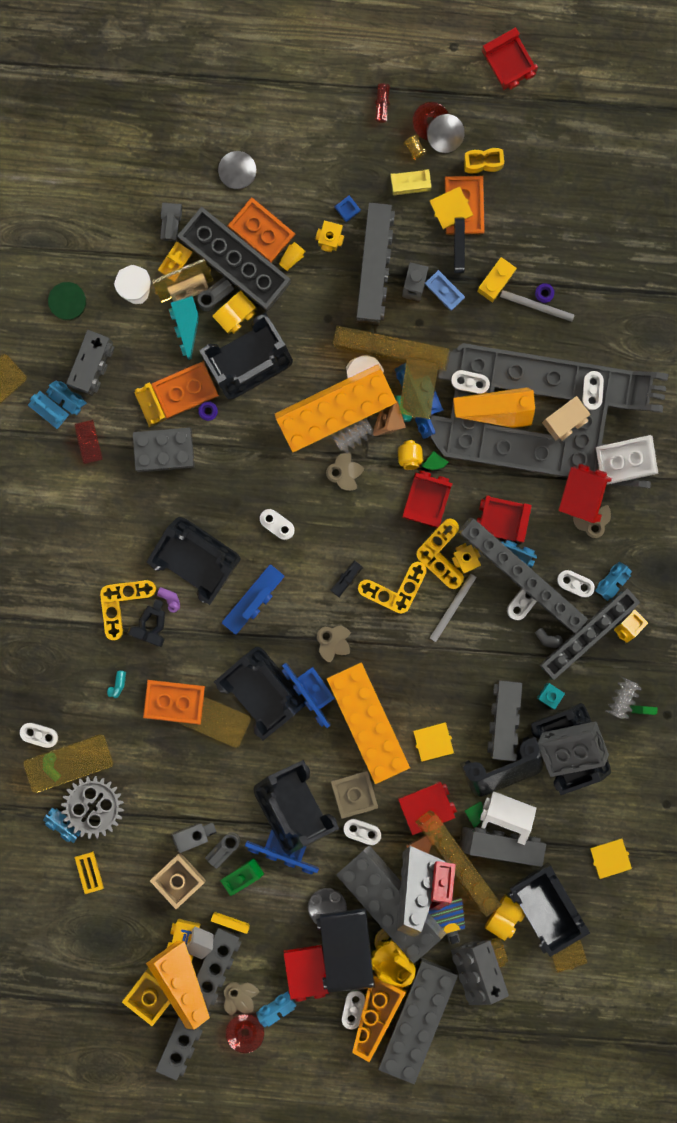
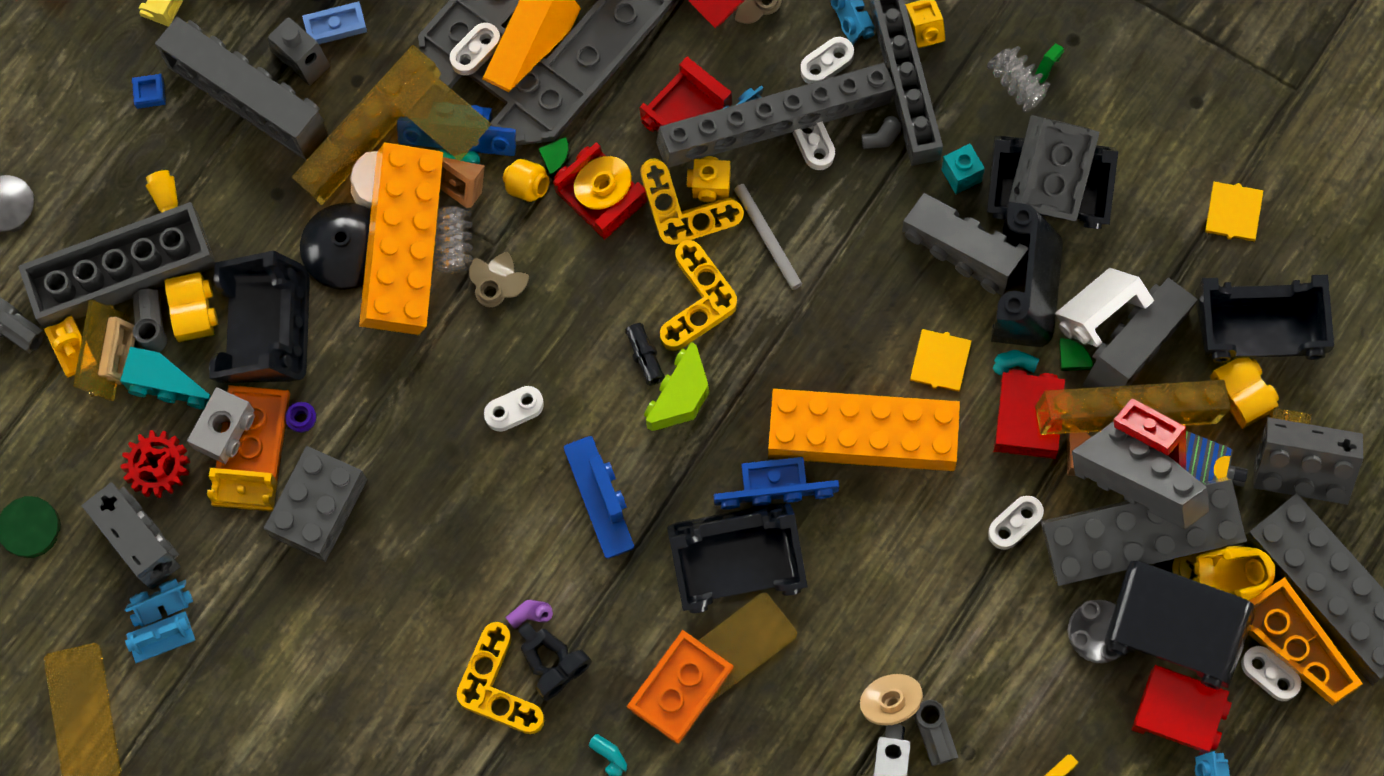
camera: 55 degrees left, 15 degrees down
(88, 441) = (239, 604): clear red slope -> none
(132, 359) = (144, 468): none -> red gear
(133, 284) = (64, 421): white hat -> none
(165, 371) = (219, 409): none -> light grey brick
(194, 558) = (494, 545): black windscreen -> none
(233, 812) = (891, 699): none -> tan dish
(242, 877) = (991, 727): green plate -> none
(261, 230) = (101, 210): orange tile -> none
(274, 850) = (980, 643): blue bracket -> none
(292, 808) = (929, 599): black windscreen -> none
(312, 360) = (333, 262): none -> black dish
(333, 230) = (168, 127): yellow brick -> none
(335, 612) = (681, 392): none -> lime slope
(335, 644) = (727, 418): dark tan plate -> none
(354, 794) = (956, 504): dark tan plate -> none
(430, 492) = (598, 175): none -> yellow dish
(455, 781) = (1014, 358): none -> teal arm
(570, 957) = (1349, 337): clear yellow piece -> none

